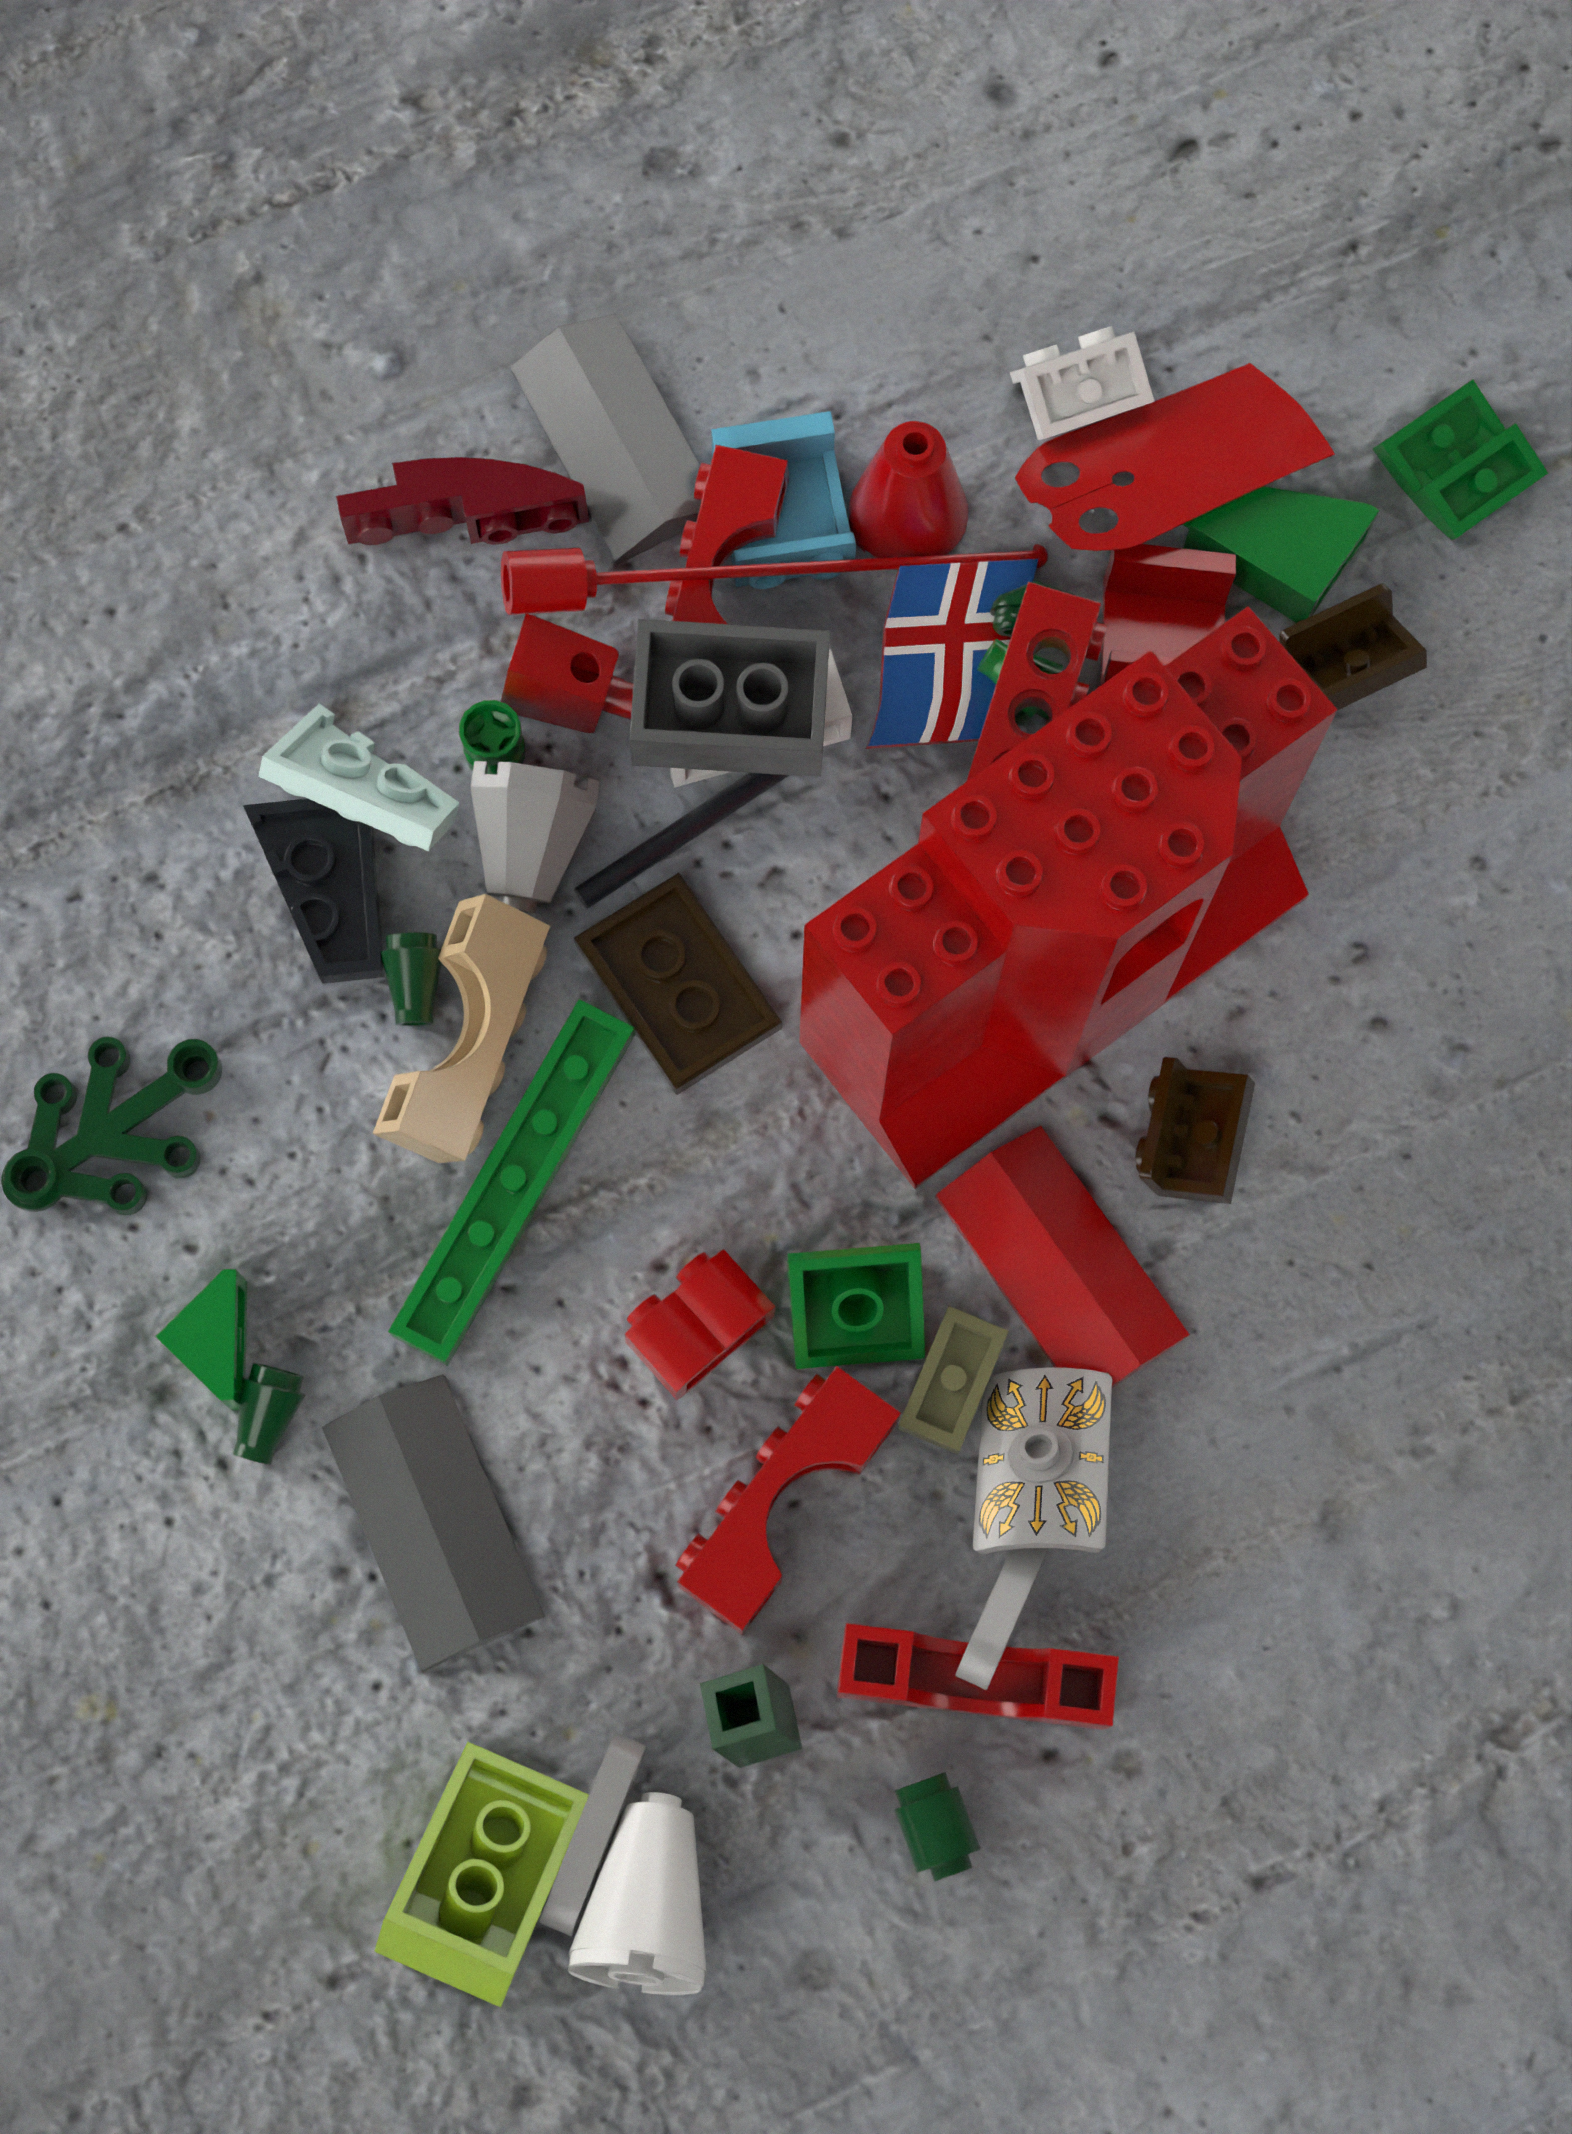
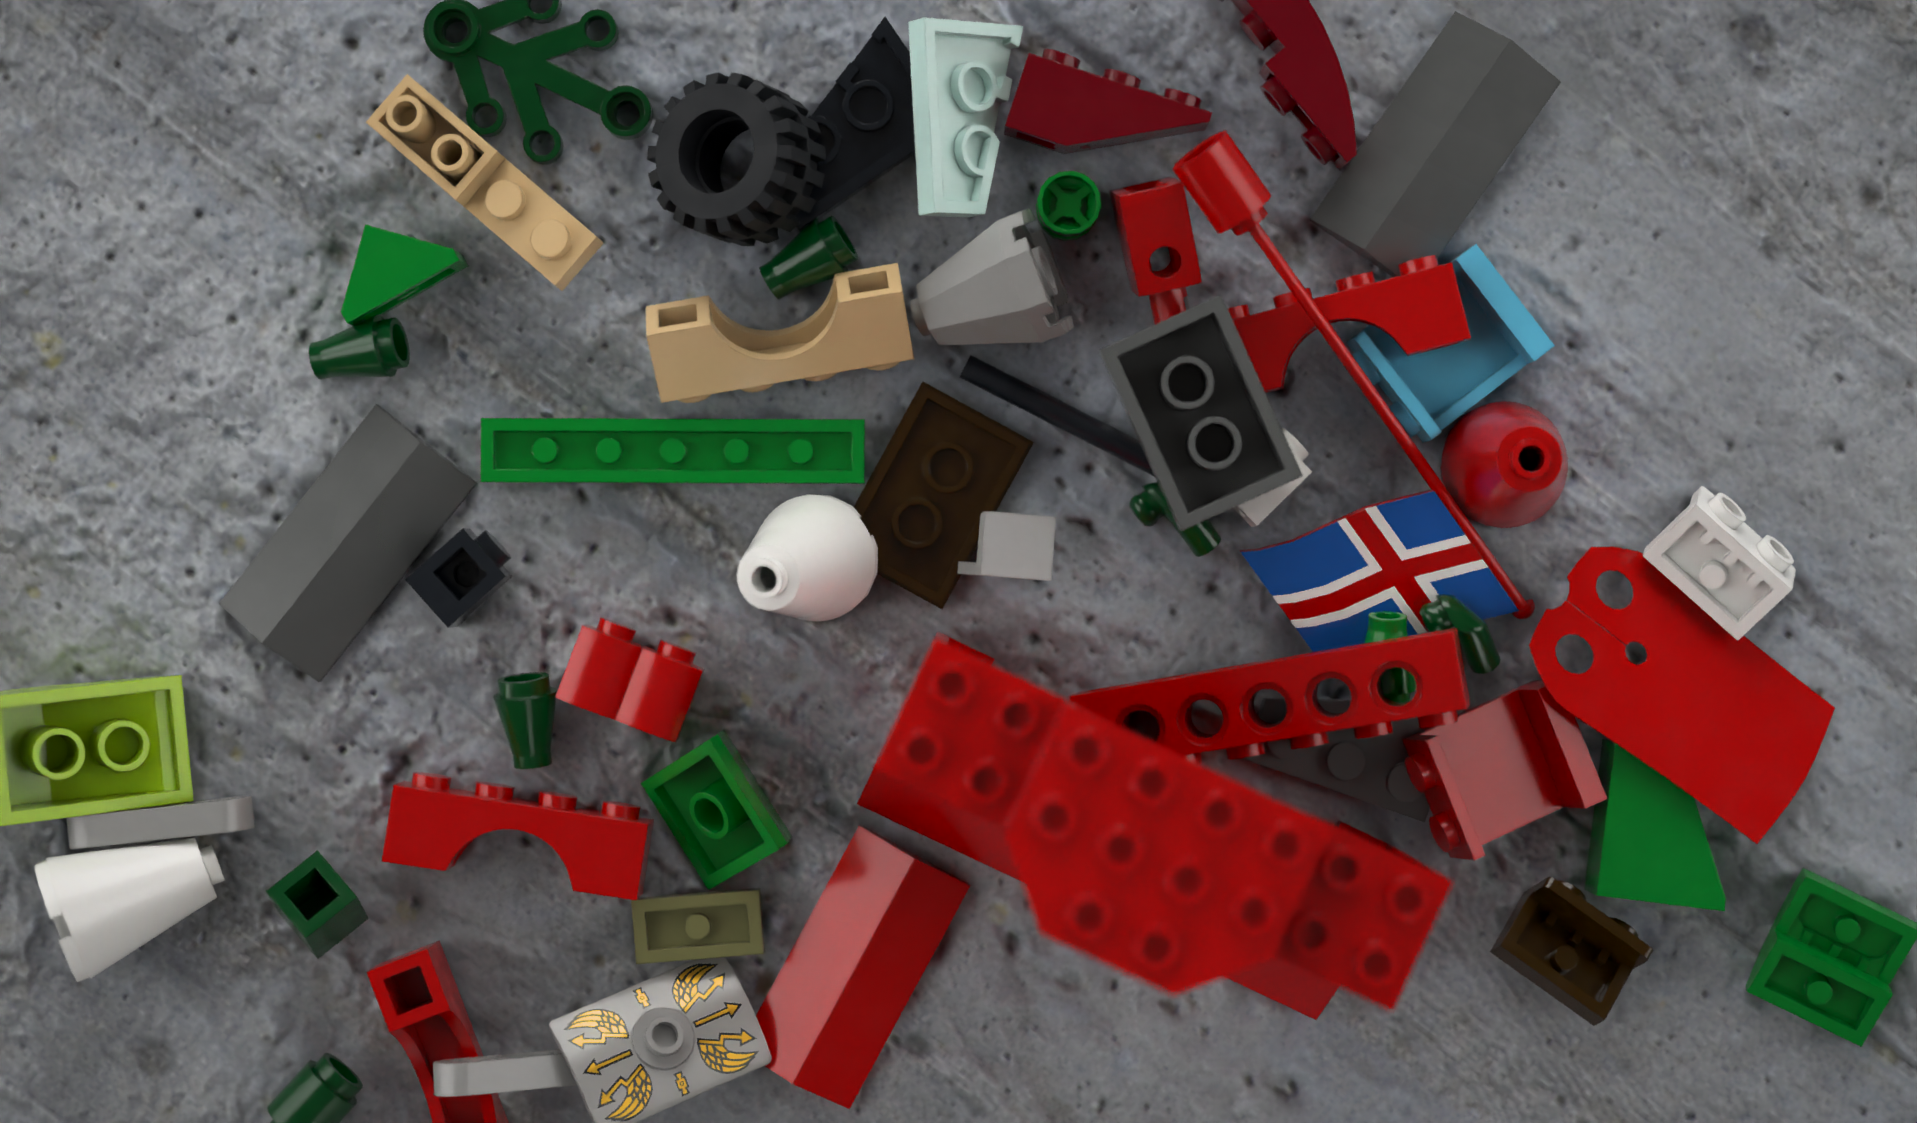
camera: 65 degrees right, 15 degrees up
(181, 1220) = (484, 182): none -> tan slope
(243, 989) = (692, 152): none -> black tyre
(417, 689) = (1084, 111): none -> dark red slope
(512, 1396) = (438, 580): none -> black brick
(681, 1435) = (527, 716): none -> dark green cone
(693, 1080) = (809, 560): none -> white cone
(763, 925) = (1013, 547): none -> light grey panel
(791, 791) = (1151, 506): none -> dark green arm
(1194, 1132) = (1030, 1027): dark brown bracket -> none

